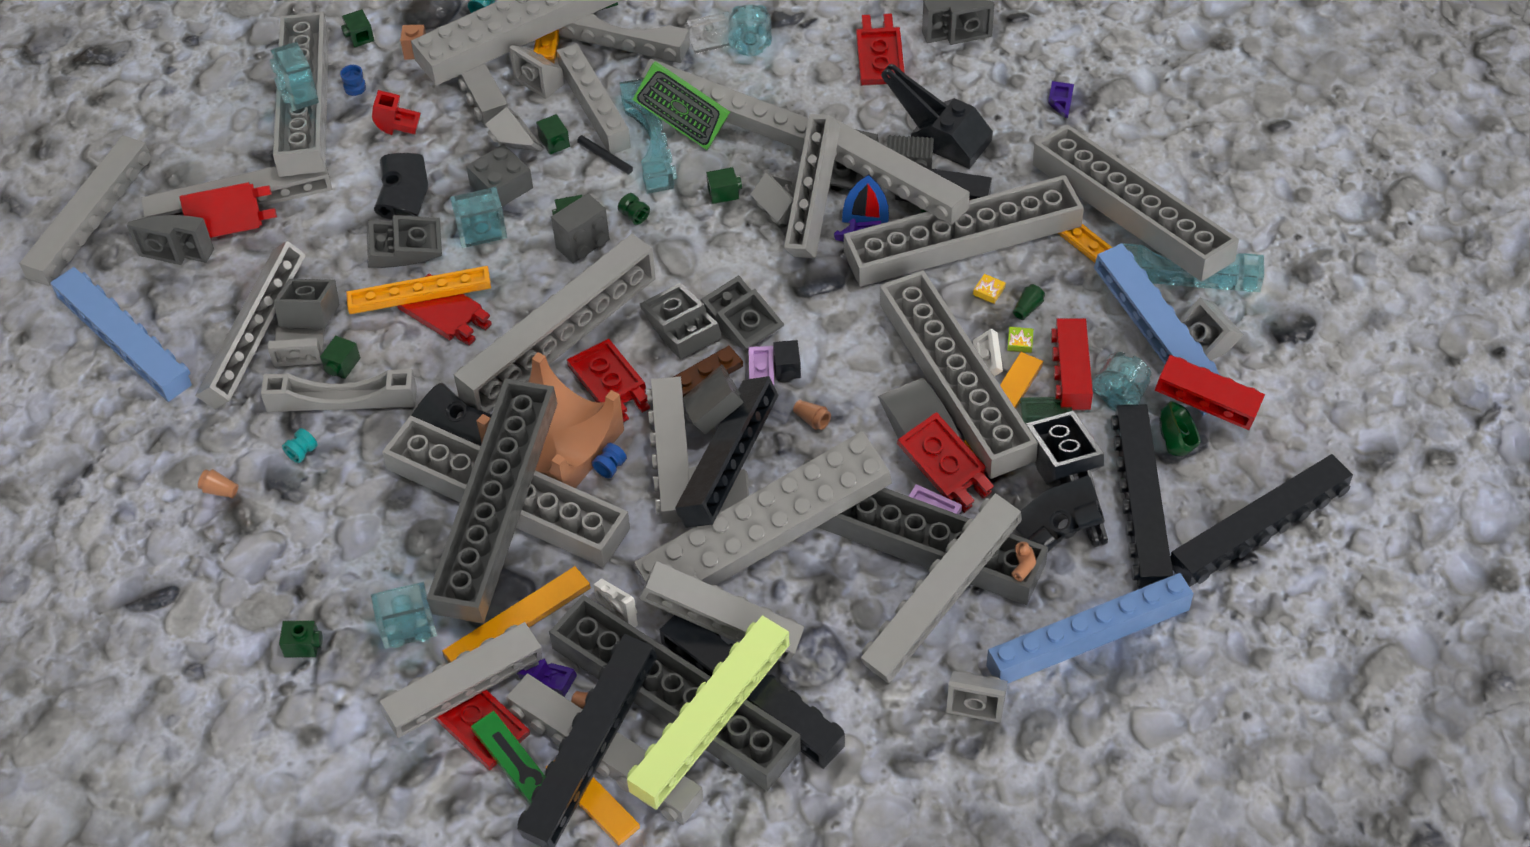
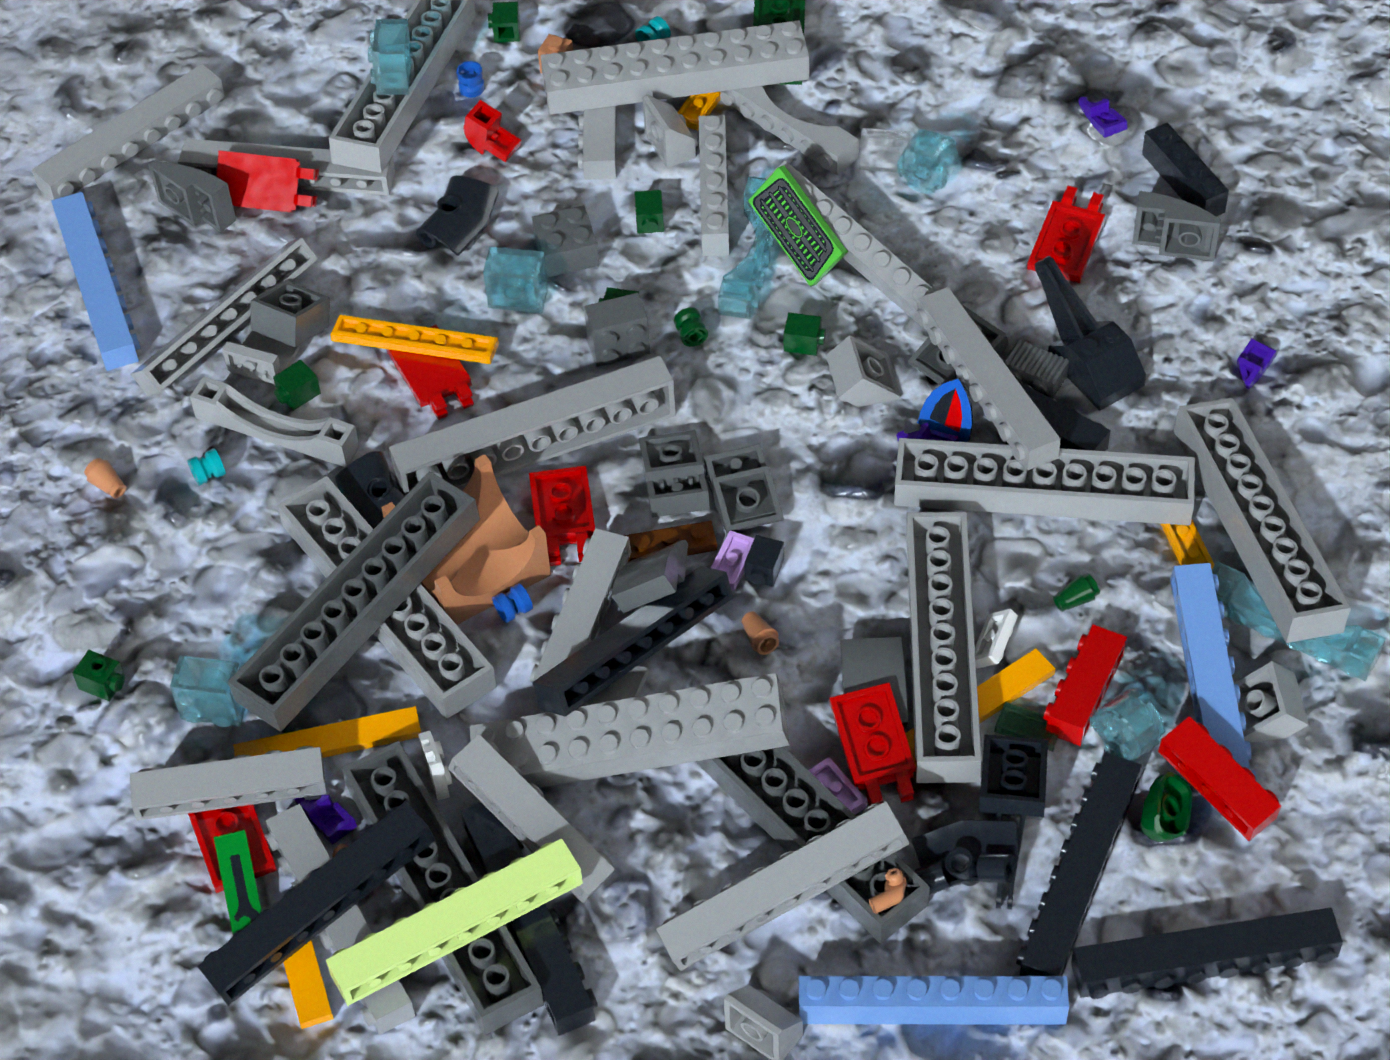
camera: 25 degrees right, 0 degrees up
(403, 241) = (428, 278): dark grey slope -> none
(511, 131) = (603, 192): light grey slope -> none
(604, 154) = (695, 254): black bar -> none
(812, 186) = (890, 369): light grey brick -> none
(989, 288) = (1041, 560): yellow tile -> none
(1020, 339) = (1044, 633): lime tile -> none

